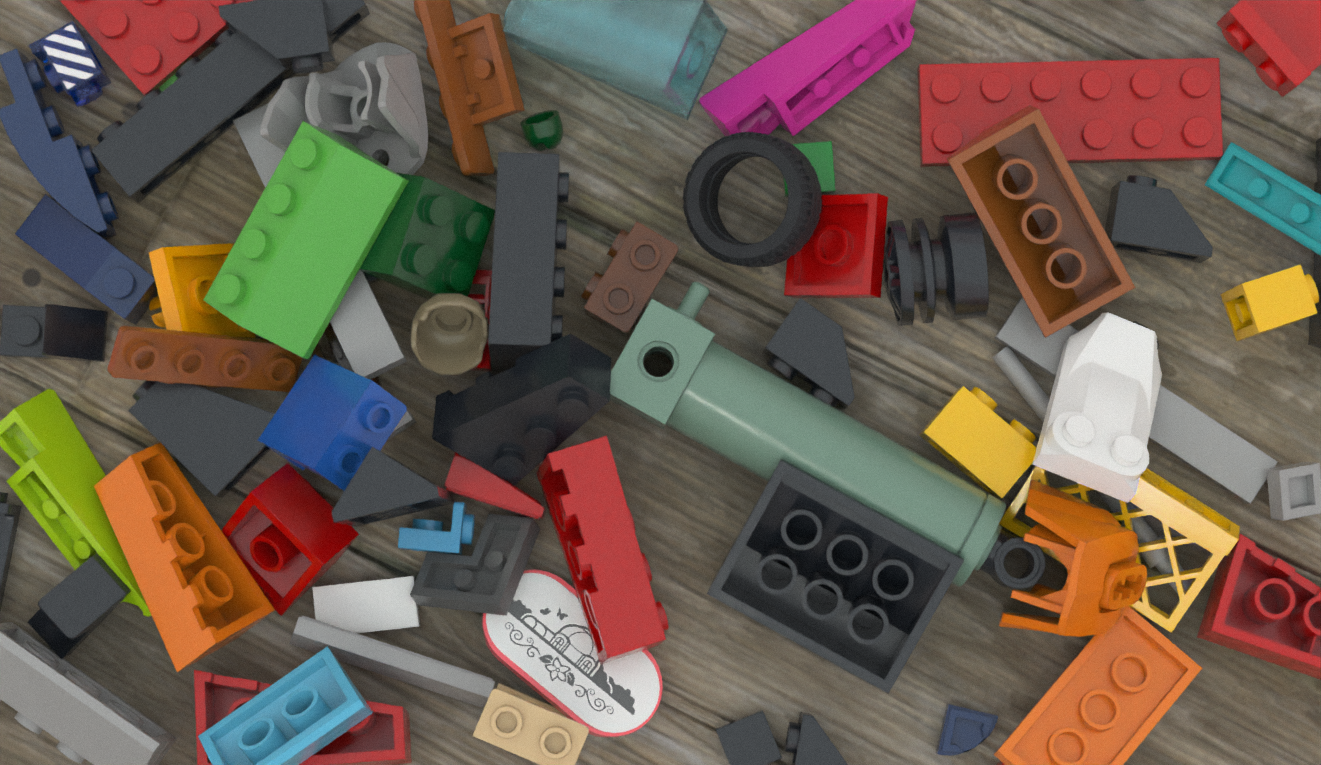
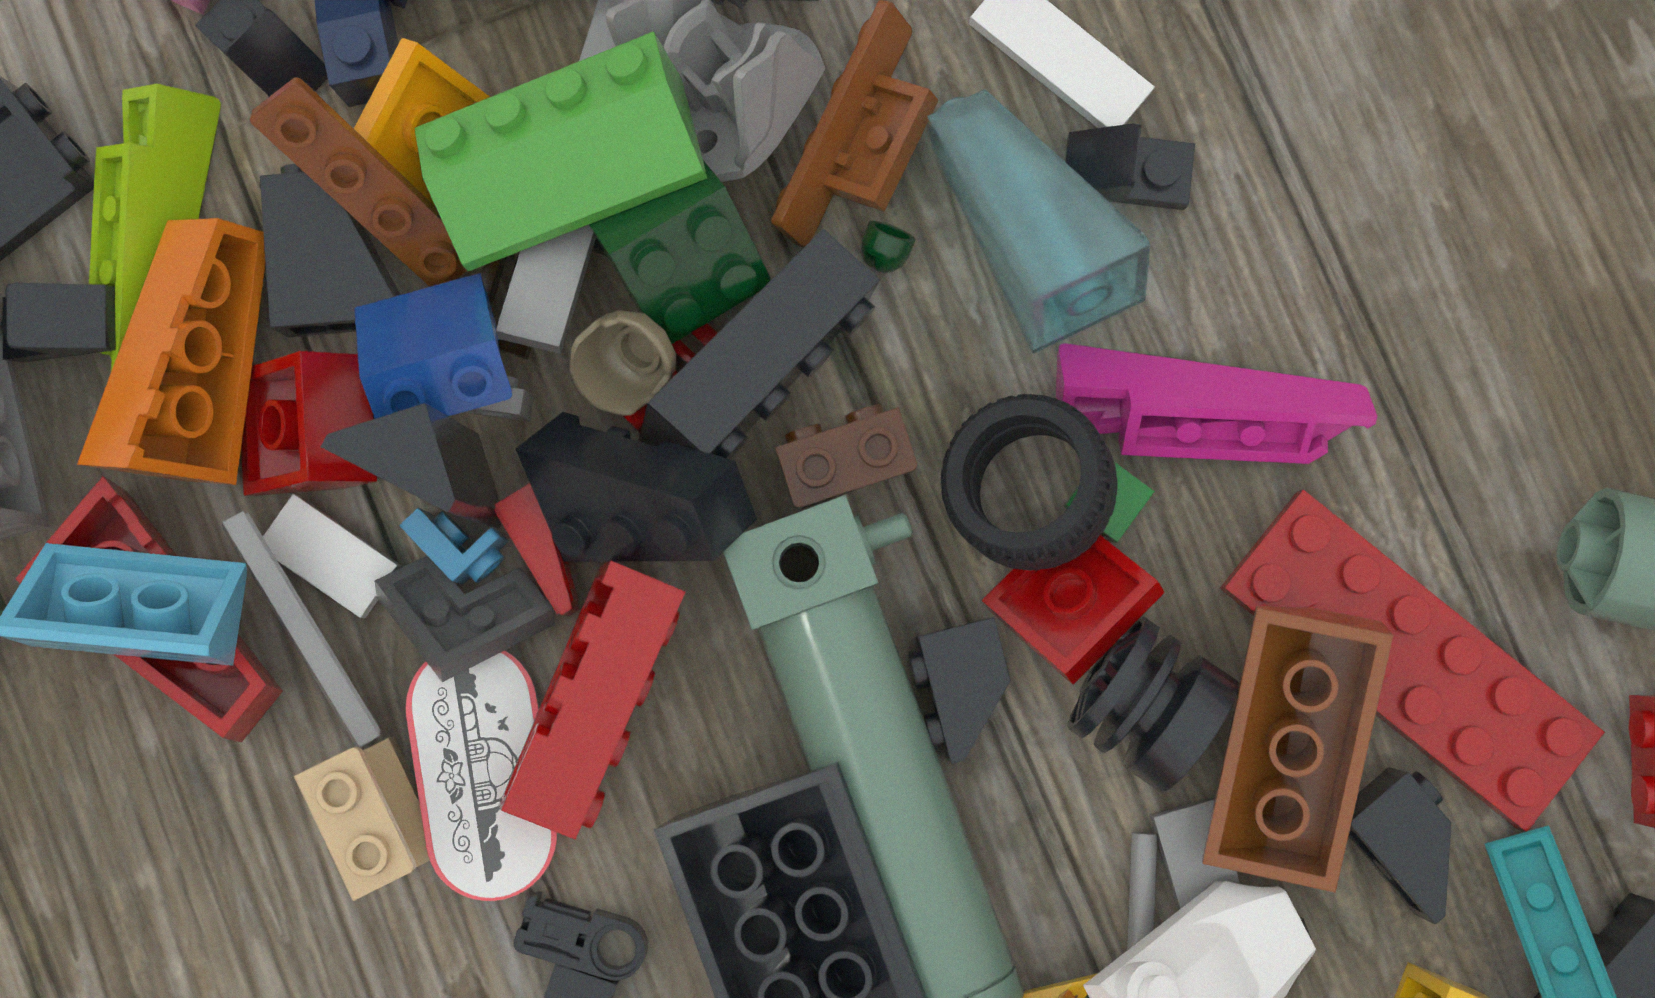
camera: 45 degrees right, 0 degrees up
(713, 706) = (573, 937): none -> black piece
(981, 441) = (1051, 908): yellow brick -> none

